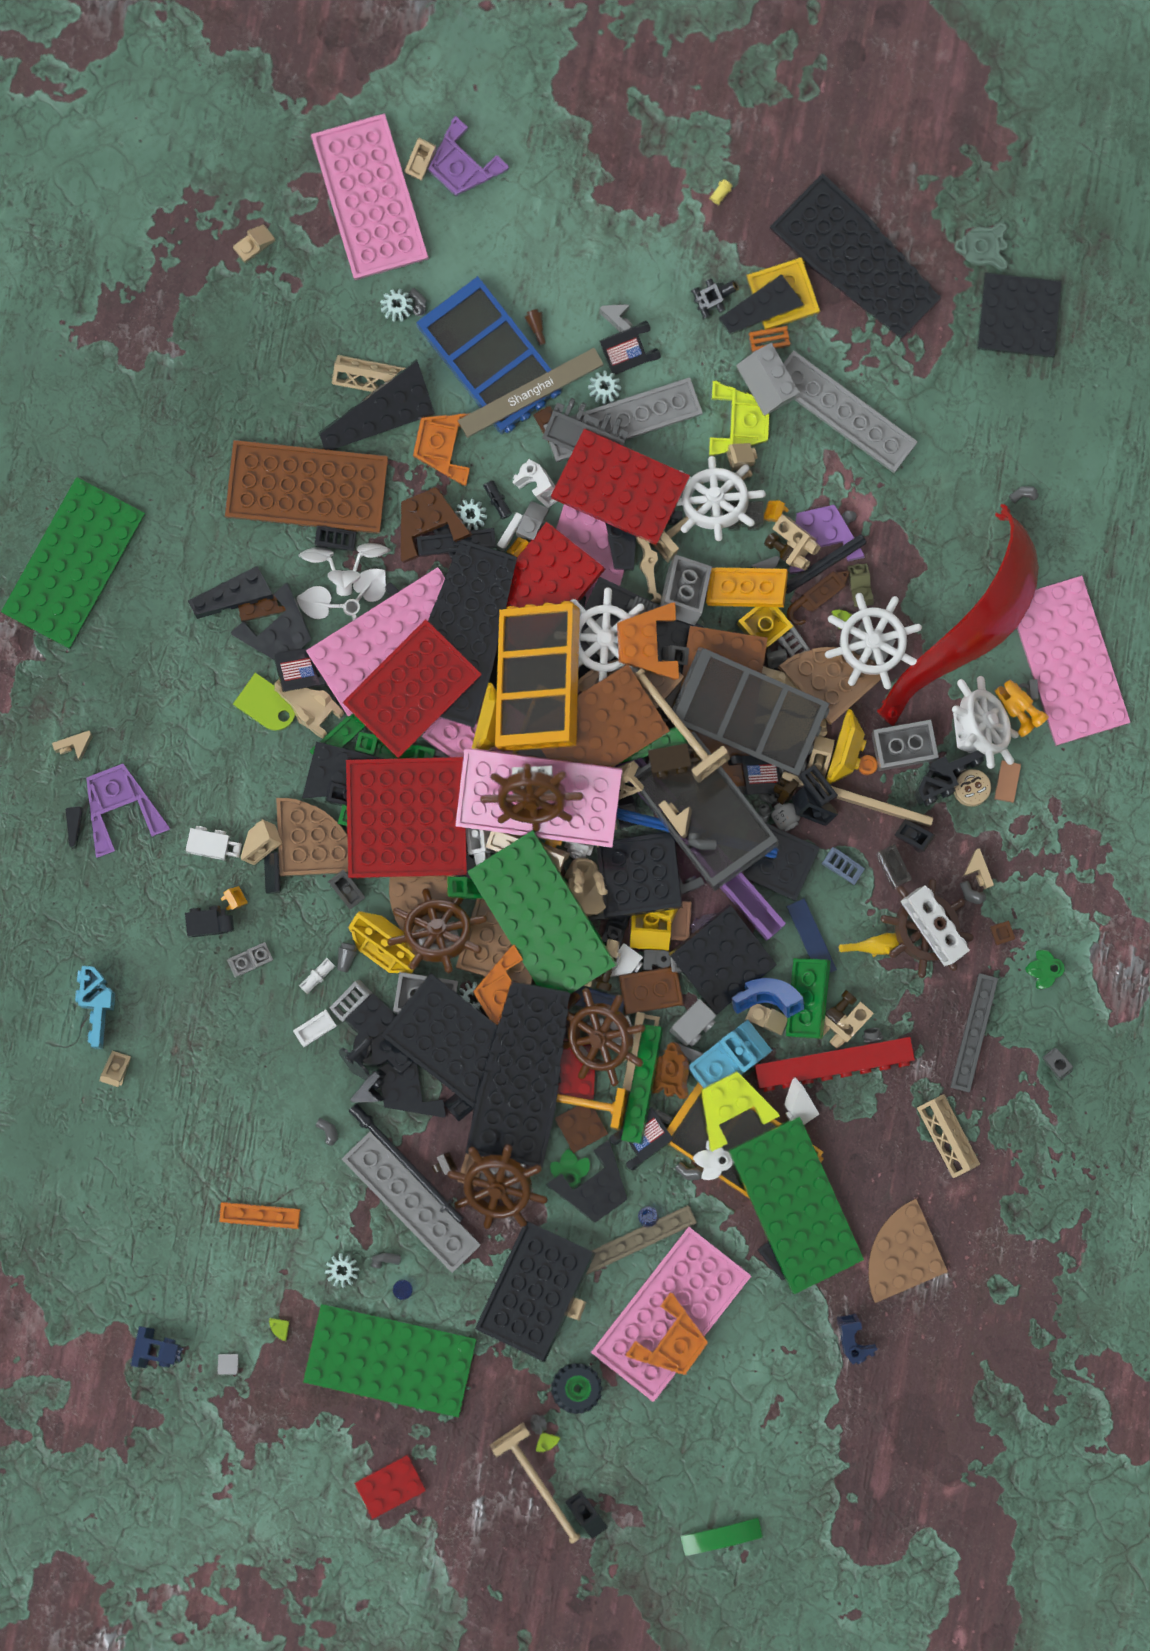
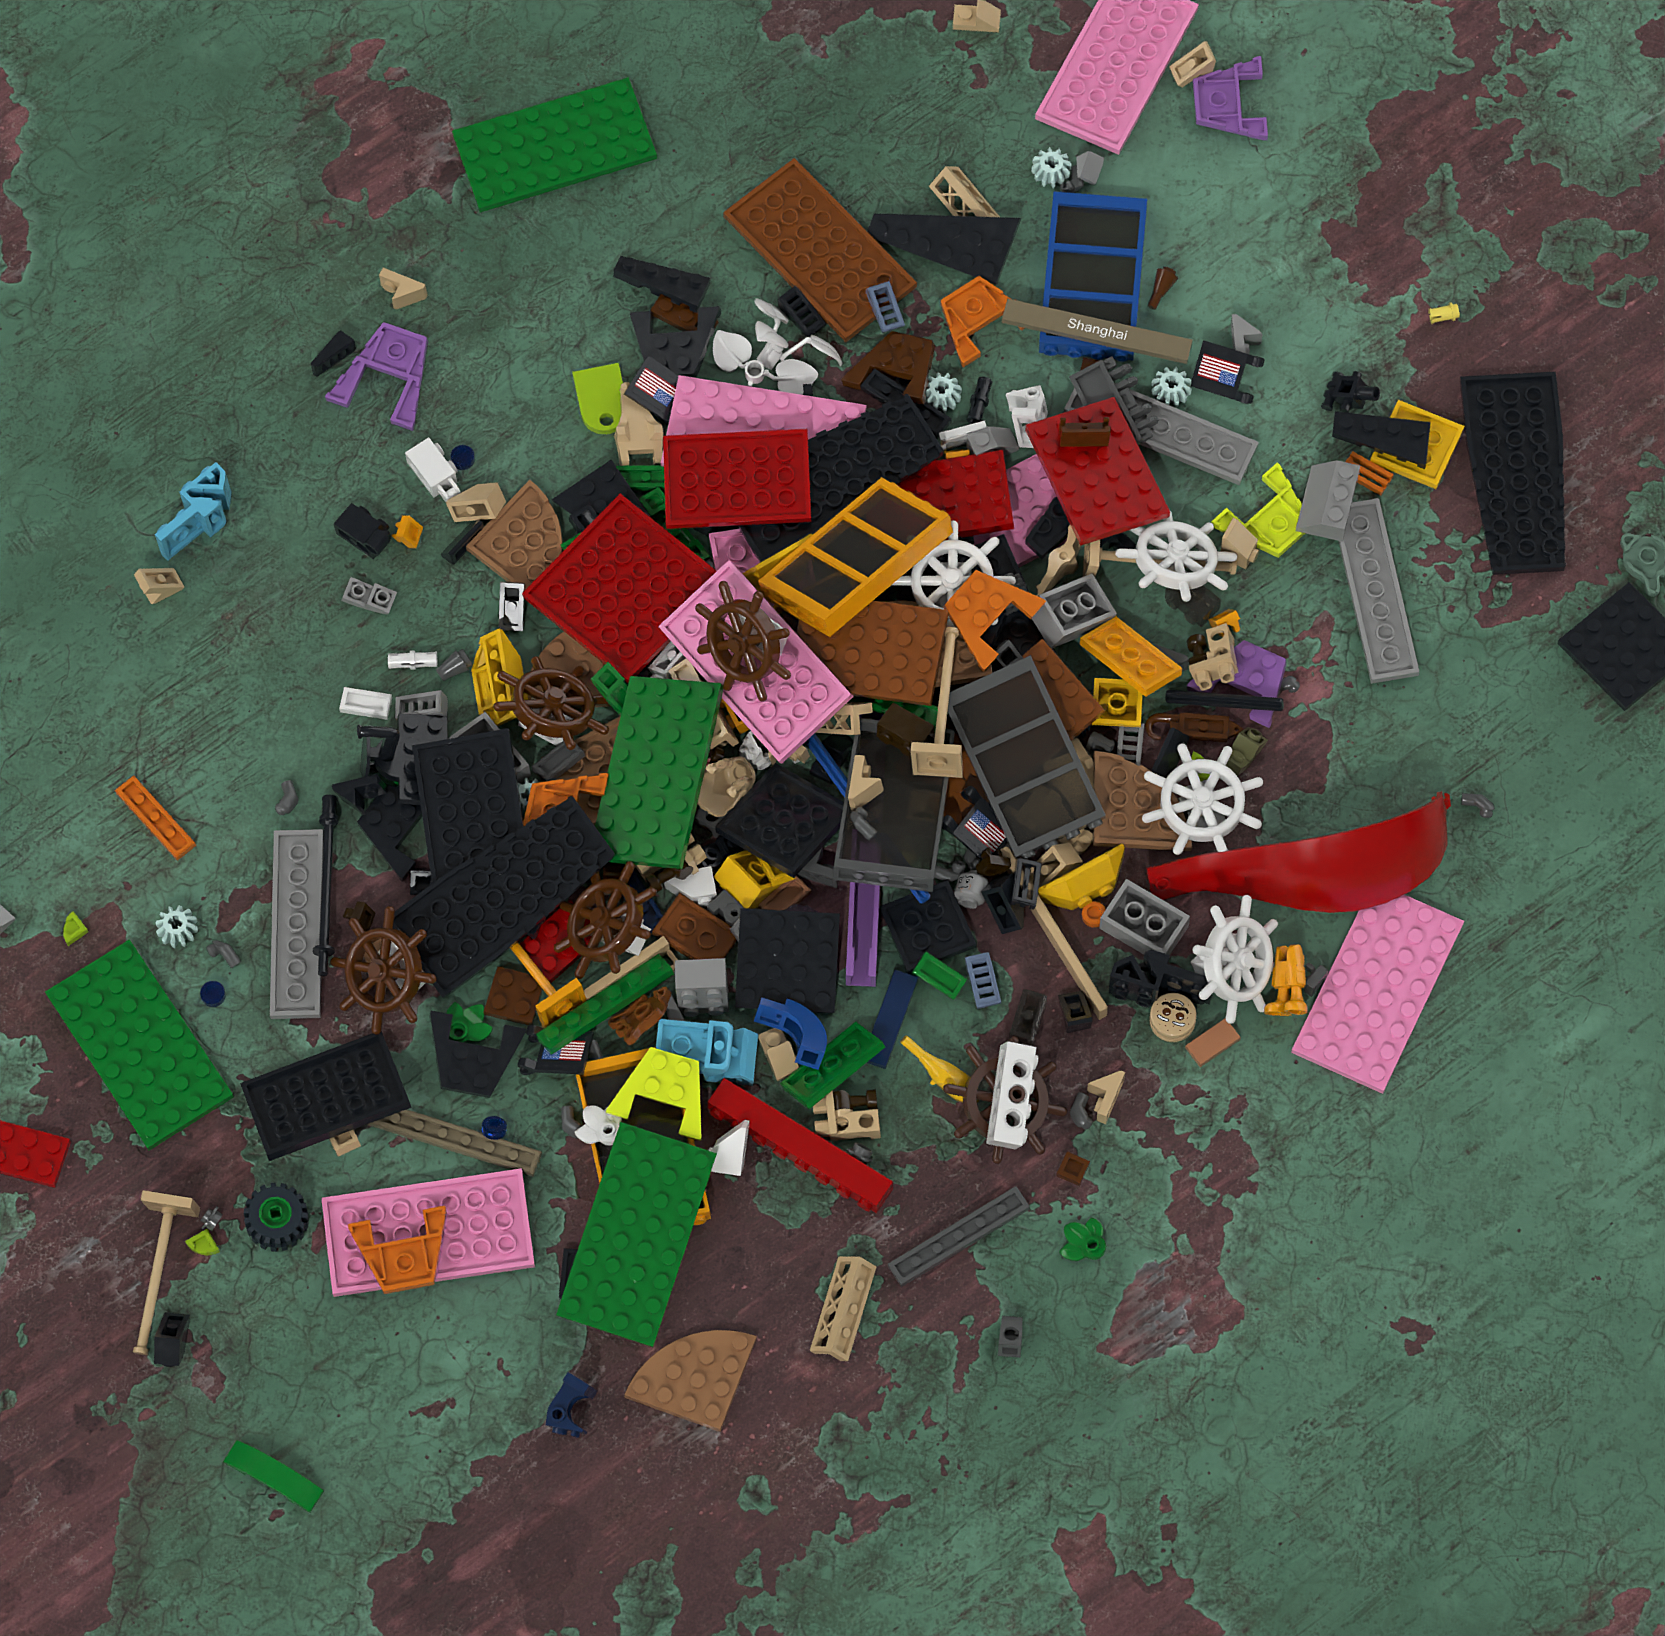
camera: 55 degrees right, 15 degrees down
(218, 819) = (463, 457): none -> clear blue tile
(382, 481) = (887, 289): none -> sand blue slope
(419, 284) = (1089, 166): none -> light grey slope
(469, 964) = (557, 762): none -> dark grey tile
(593, 471) = (1084, 433): none -> reddish brown hinge
(816, 886) = (939, 975): none -> green tile
(821, 626) = (1169, 755): none -> black slope

